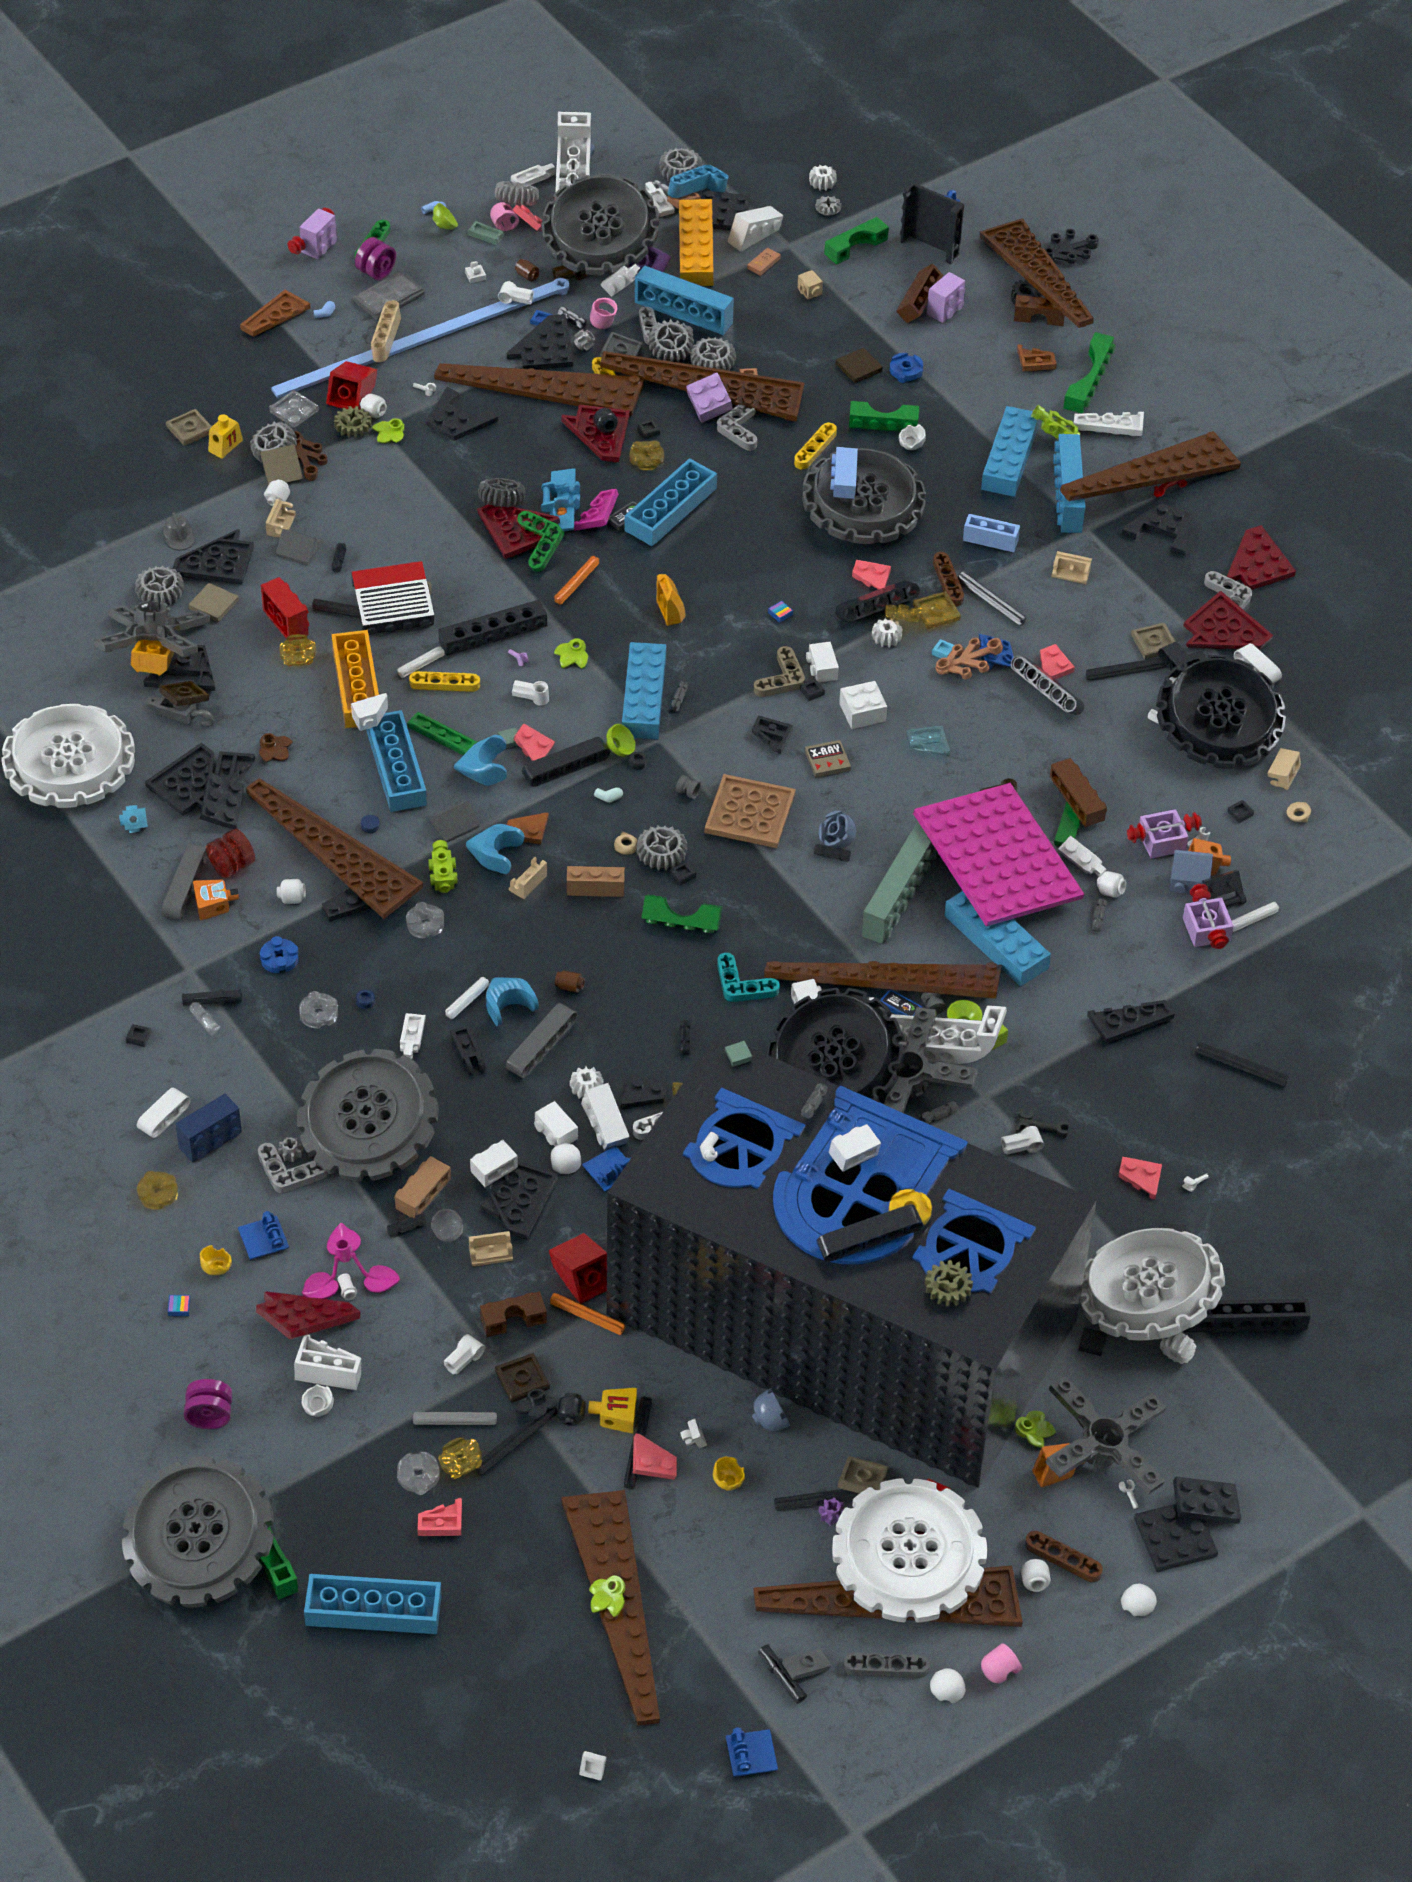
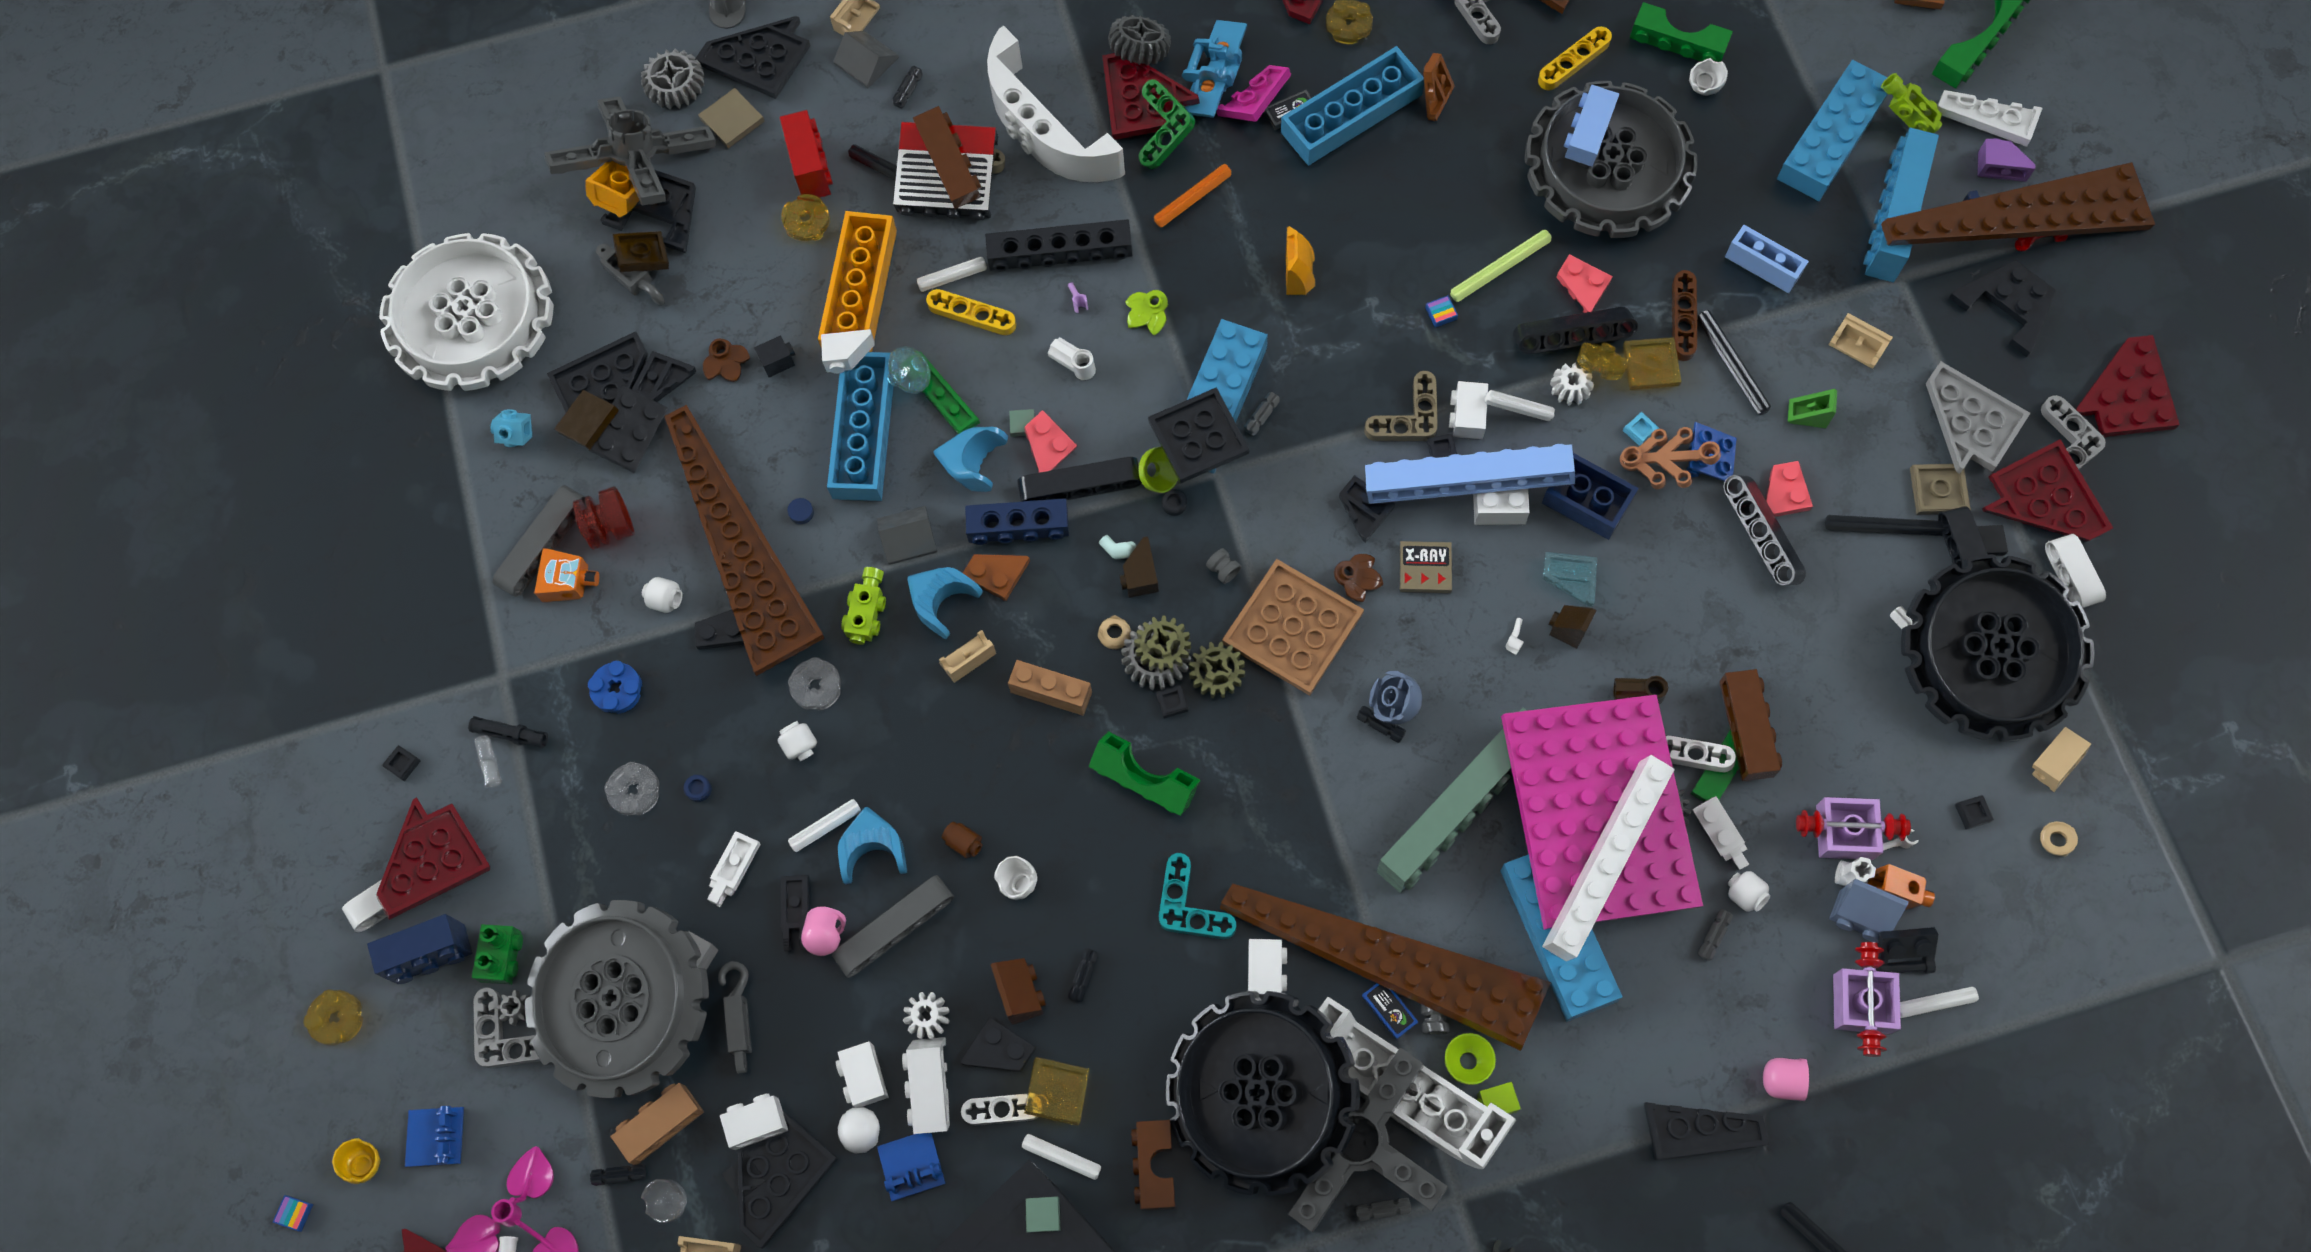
camera: 25 degrees right, 20 degrees up
(191, 798) = (586, 419): none -> dark brown tile
(191, 1077) = (429, 859): none -> dark red wing
(263, 1121) = (497, 954): none -> green brick
(312, 736) = (775, 355): none -> black brick
(394, 584) = (947, 158): none -> reddish brown brick
(417, 719) = (908, 370): none -> clear light blue dish
(427, 952) = (797, 741): none -> white head
(454, 560) = (1038, 129): none -> white slope
(454, 1117) = (737, 1016): none -> dark grey piece
(494, 1049) = (819, 930): none -> bright pink helmet
(531, 793) = (1006, 513): none -> dark blue brick
(616, 991) = (1015, 877): none -> white hair
(631, 803) = (1139, 571): none -> dark brown slope
(643, 708) = (1198, 435): none -> black plate
(643, 1052) = (1018, 990): none -> reddish brown slope
(666, 832) = (1153, 648): none -> olive gear
(707, 846) = (1224, 676): none -> olive gear
(726, 478) = (1437, 85): none -> dark orange wing
(783, 773) = (1361, 577): none -> reddish brown plate
(811, 576) = (1500, 265): none -> yellowish green axle
(838, 690) = (1470, 474): none -> light blue brick
(855, 650) = (1519, 405): none -> white axle
(904, 787) = (1514, 644): none -> white hand
(923, 690) = (1595, 499): none -> dark blue brick
(939, 764) = (1571, 624): none -> dark brown slope
(1012, 870) = (1608, 858): none -> white brick
(1055, 612) = (1813, 409): none -> bright green slope
(1056, 822) = (1702, 763): none -> white beam
(1128, 446) = (2003, 161): none -> medium lavender slope
(1161, 595) = (1973, 418): none -> light grey wing
(1173, 975) = (1786, 1078): none -> bright pink helmet
(1176, 844) = (1858, 869): none -> white piece

